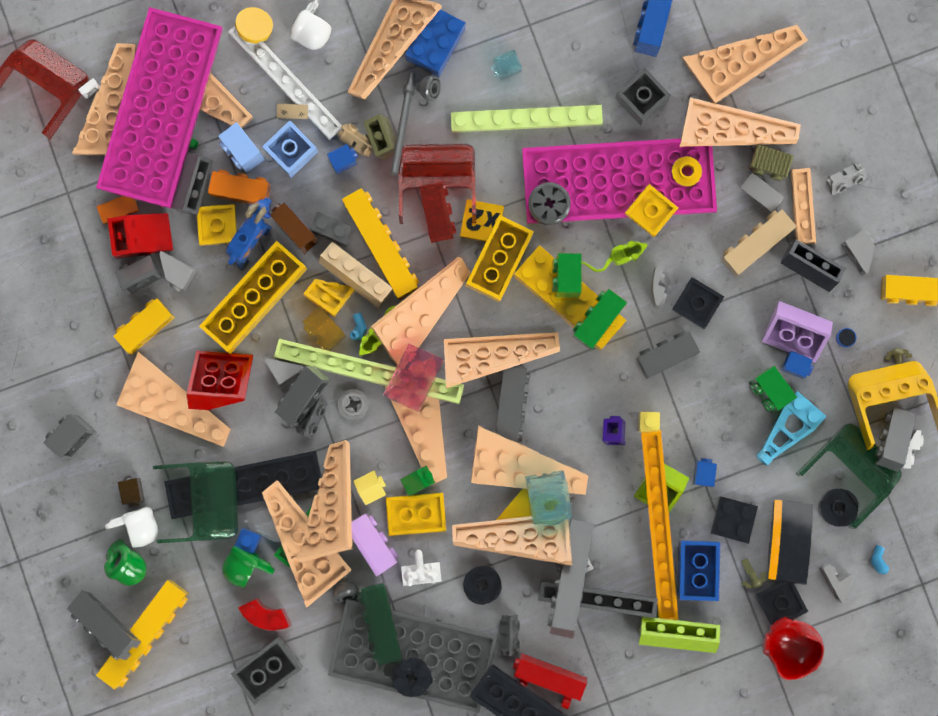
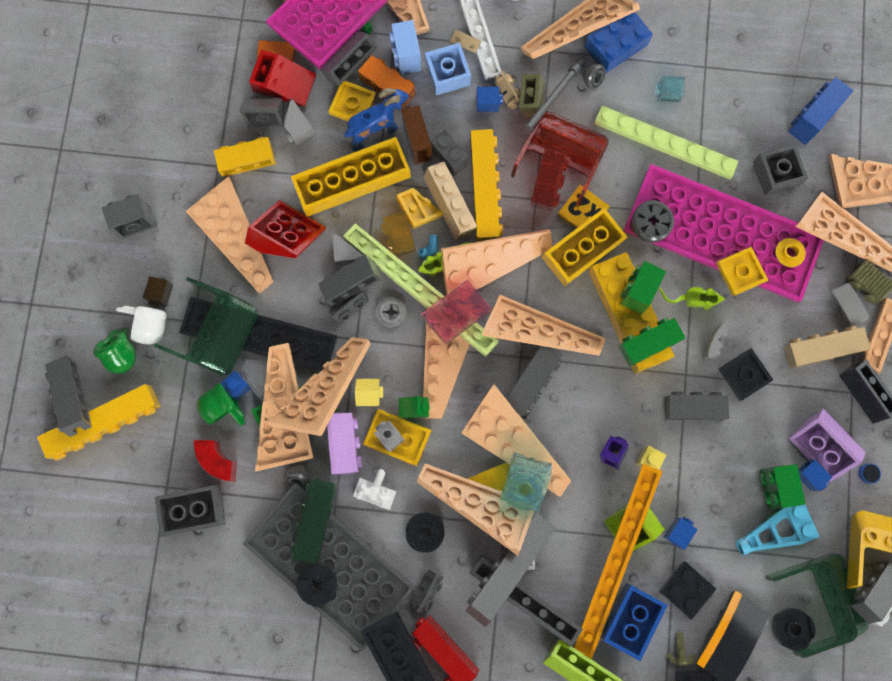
camera: 25 degrees right, 5 degrees down
(408, 517) = (388, 435): none -> light grey brick

